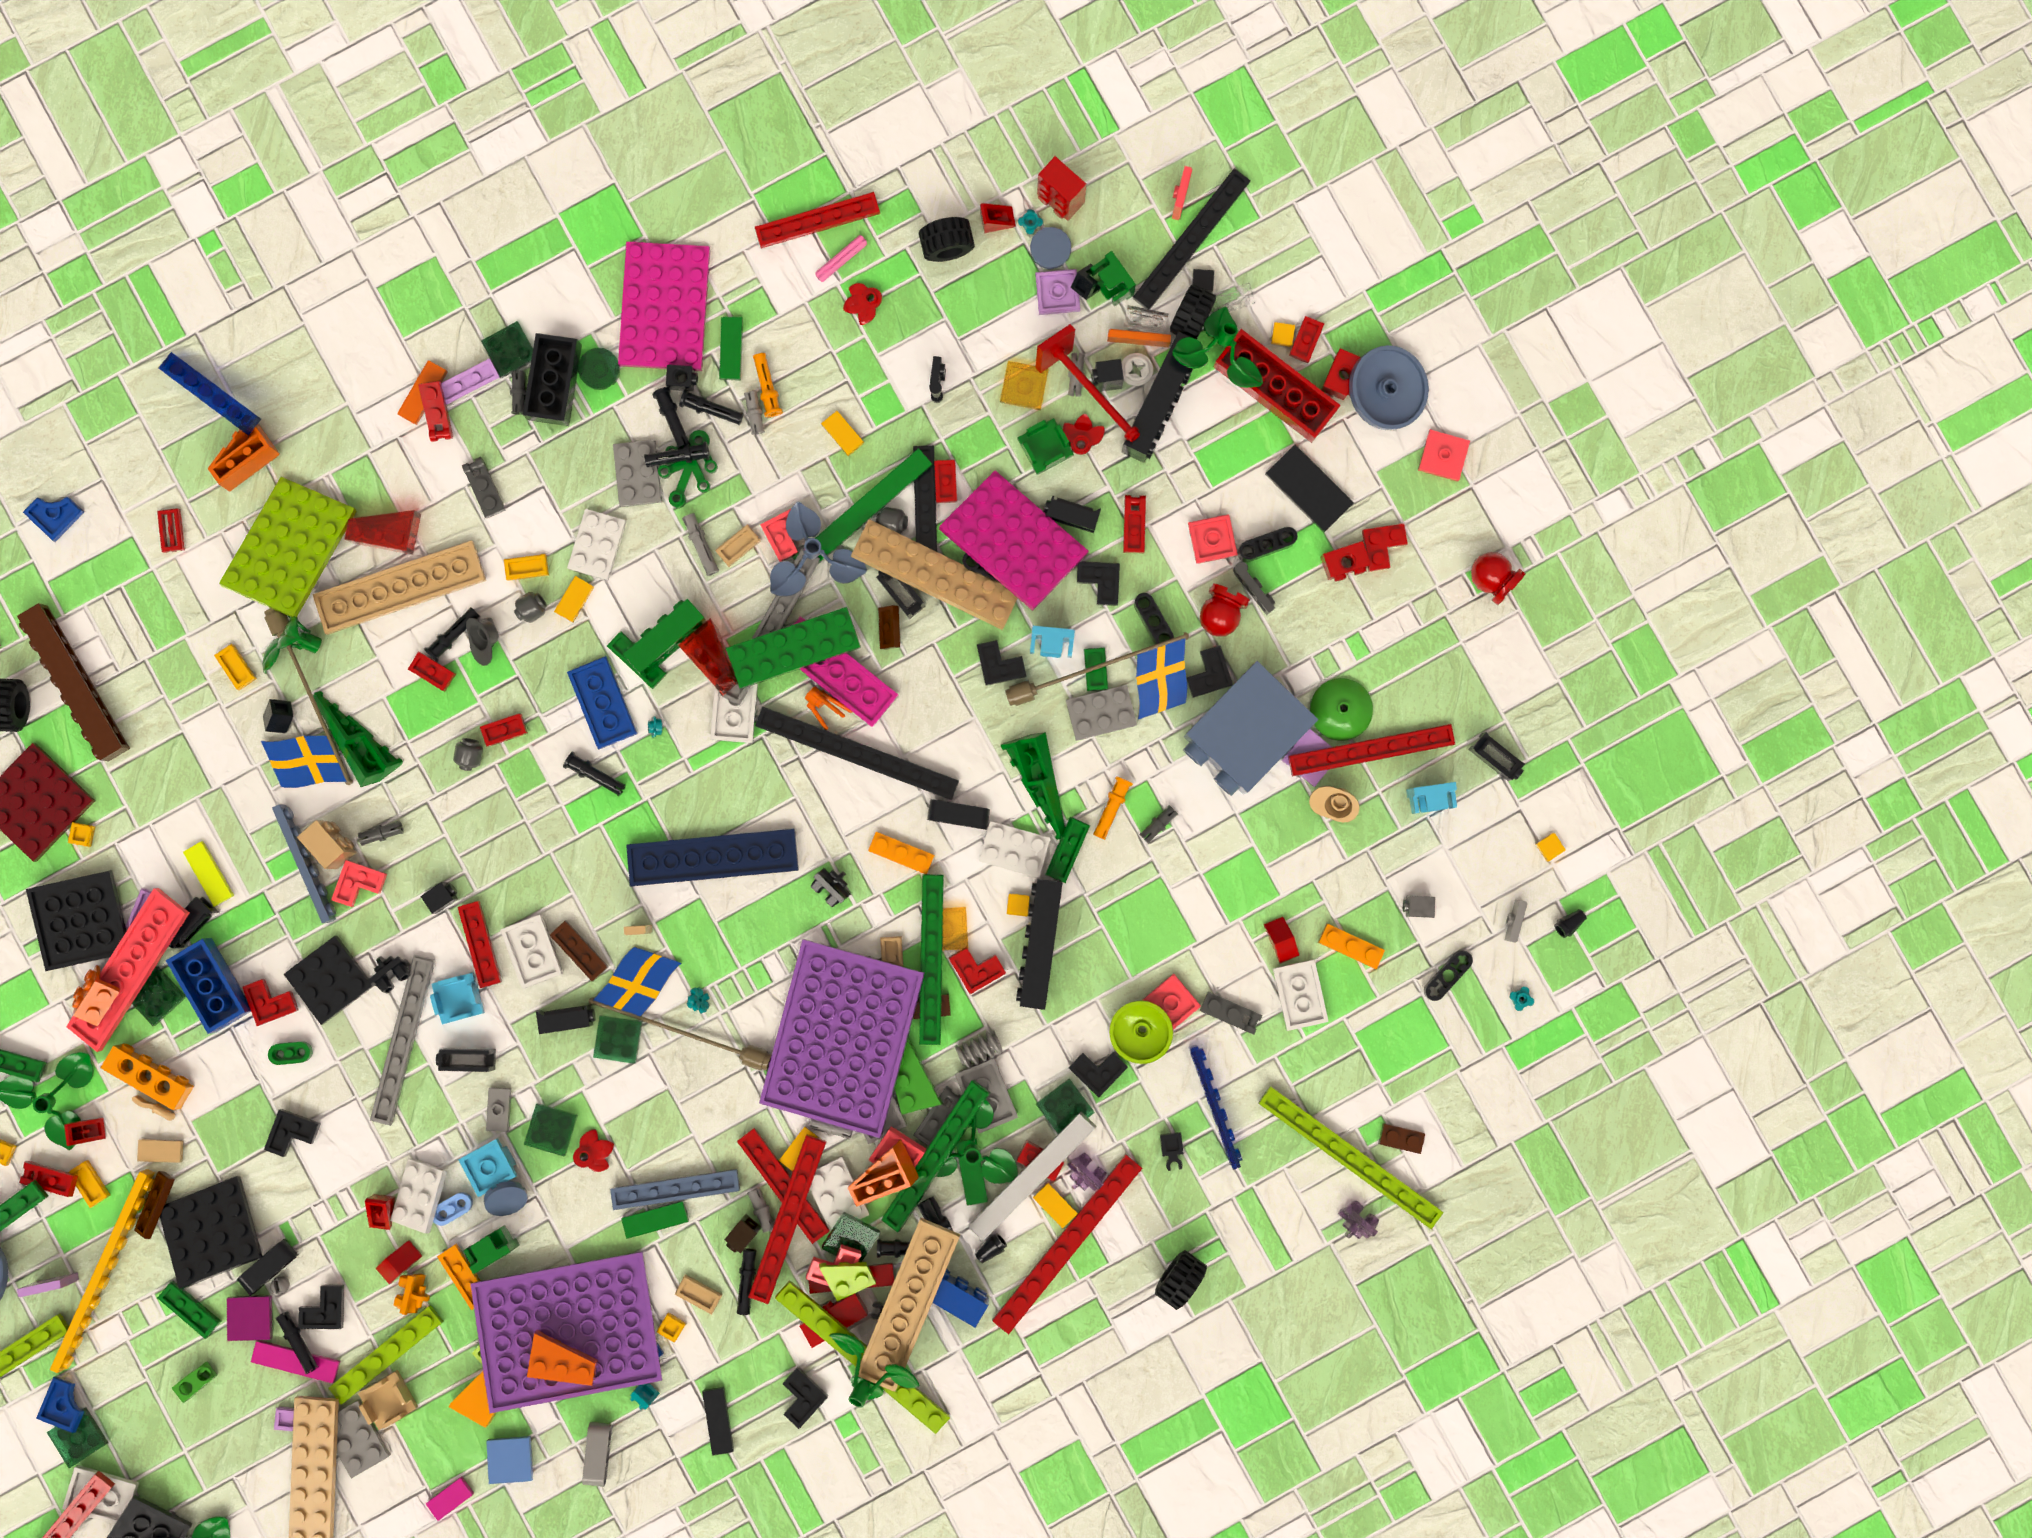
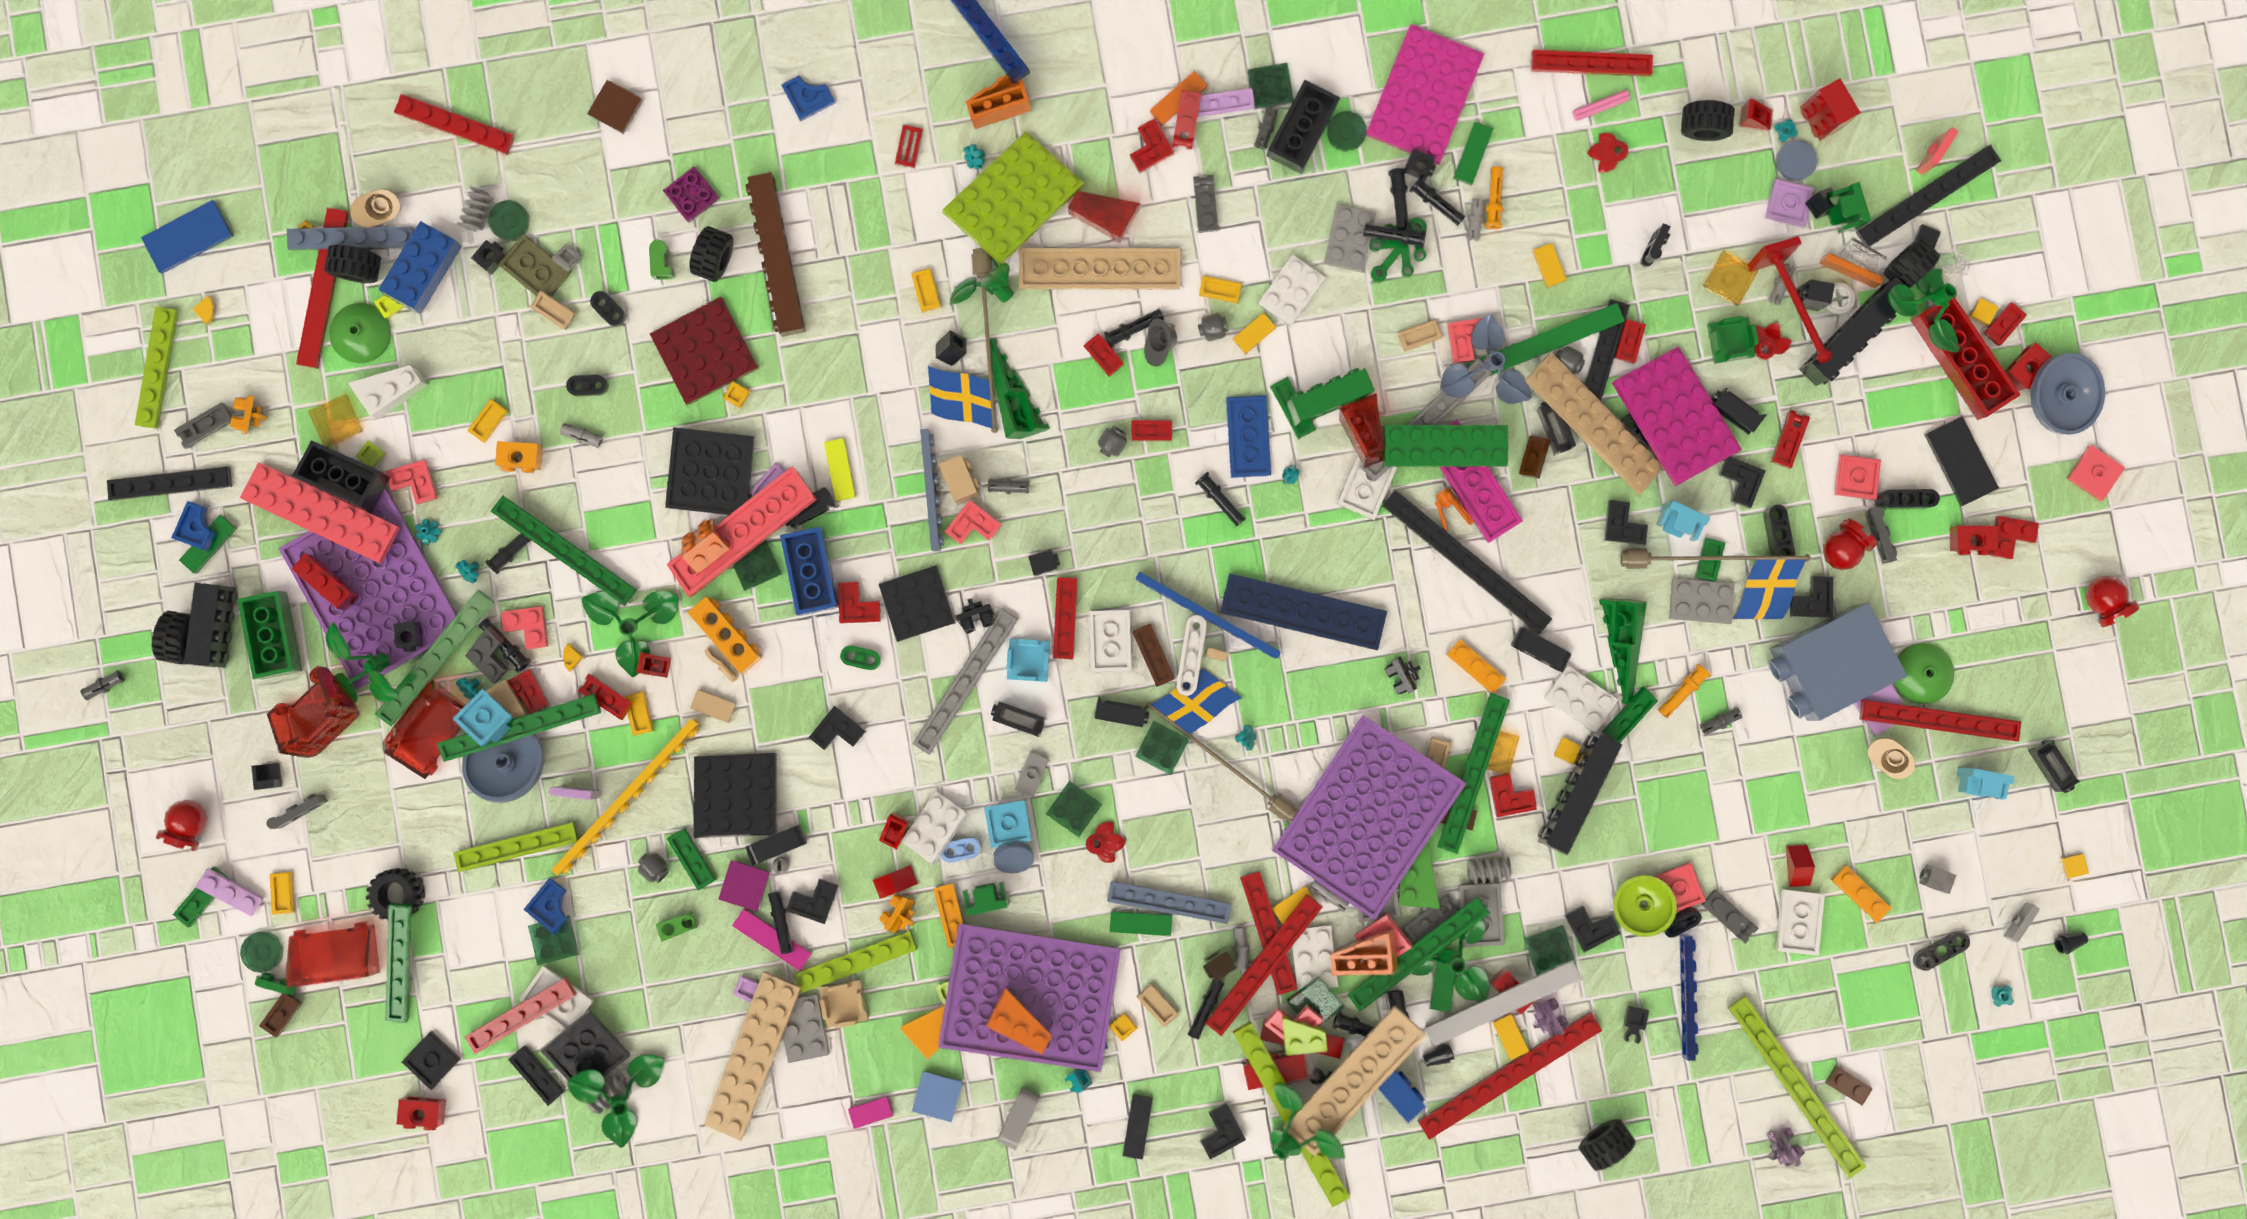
camera: 20 degrees right, 0 degrees up
(152, 1331) = (653, 867): none -> dark grey head
(154, 1204) = (692, 753): reddish brown tile -> none
(238, 518) = (974, 156): none -> teal plant
(416, 450) = (1156, 148): none -> red plate
(615, 939) = (1191, 655): none -> white plate
(618, 893) = (1207, 615): none -> blue tile
(700, 544) = (1386, 318): light grey pin -> none
(1185, 1034) = (1683, 922): none -> black plate

